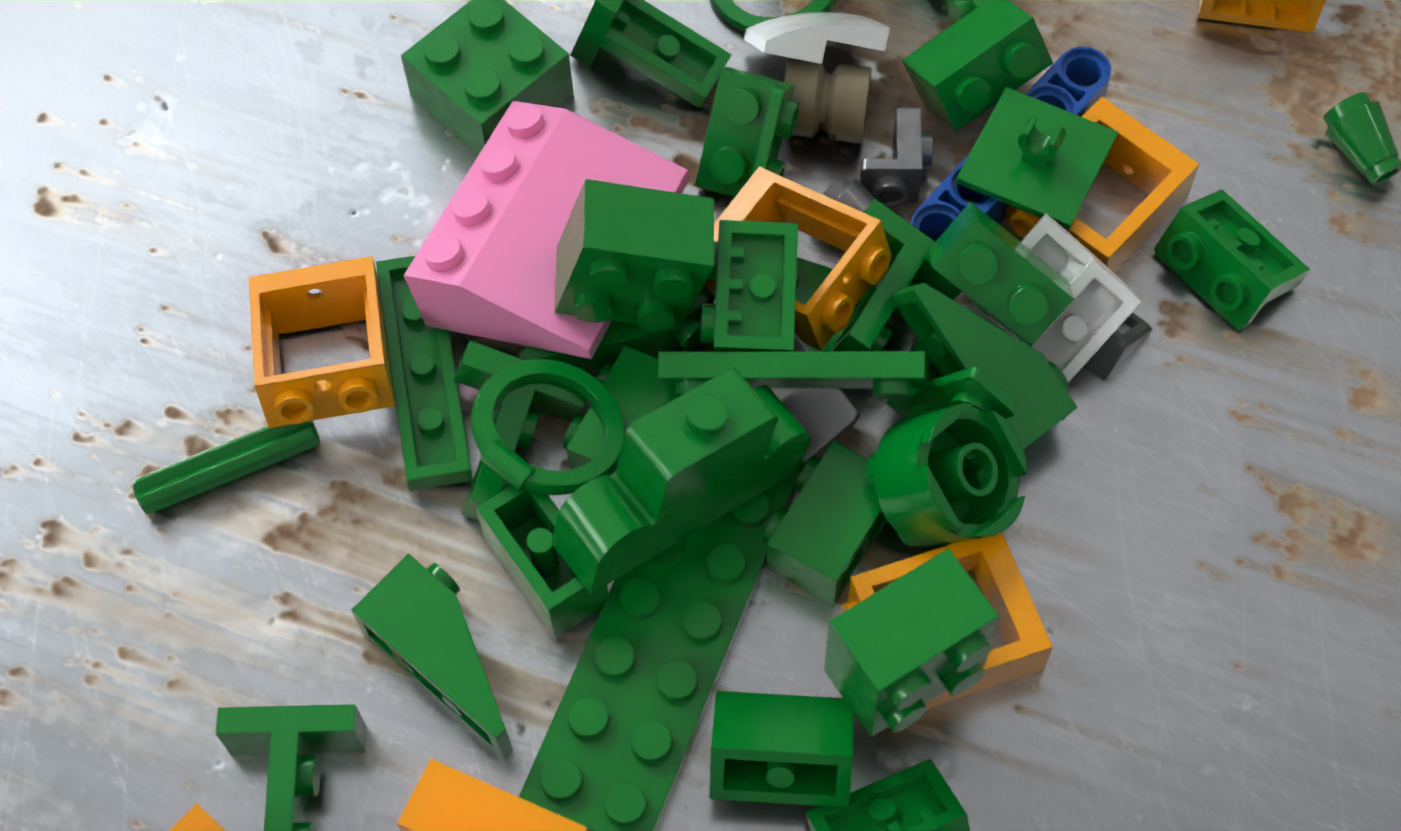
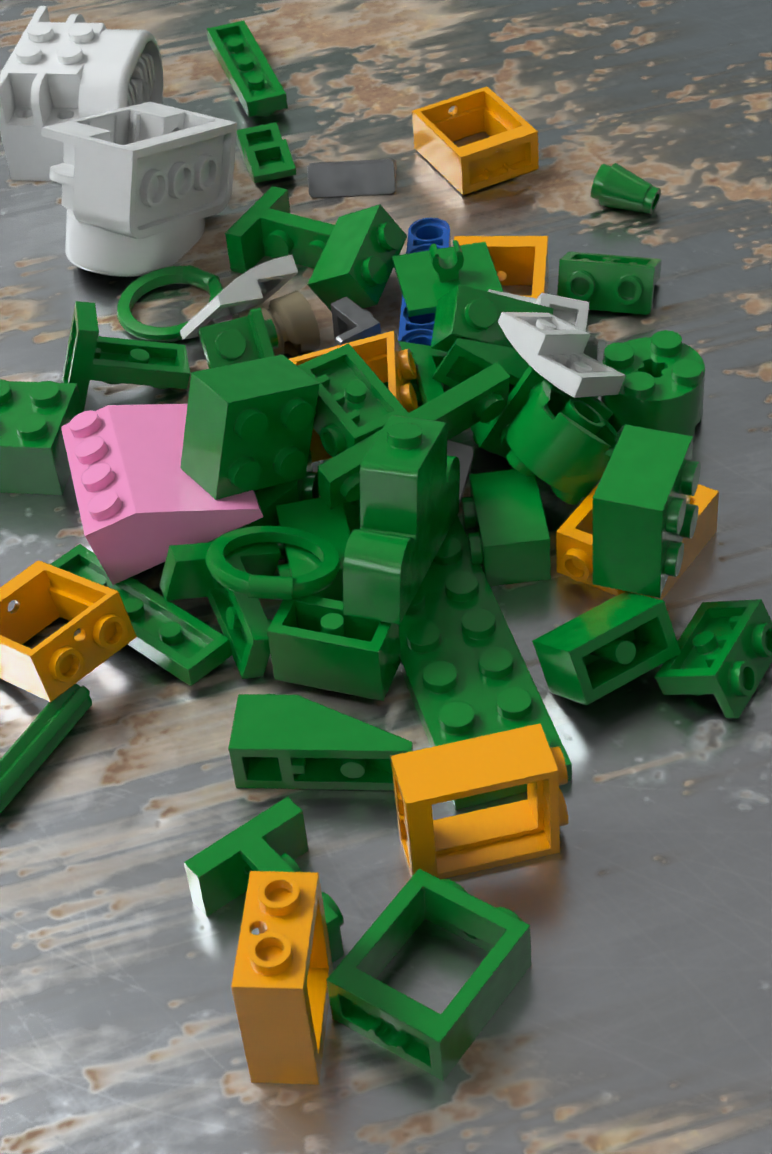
camera: 35 degrees left, 20 degrees down
(1009, 376) = (556, 353): none -> white slope
(1124, 452) = (660, 385): none -> green brick

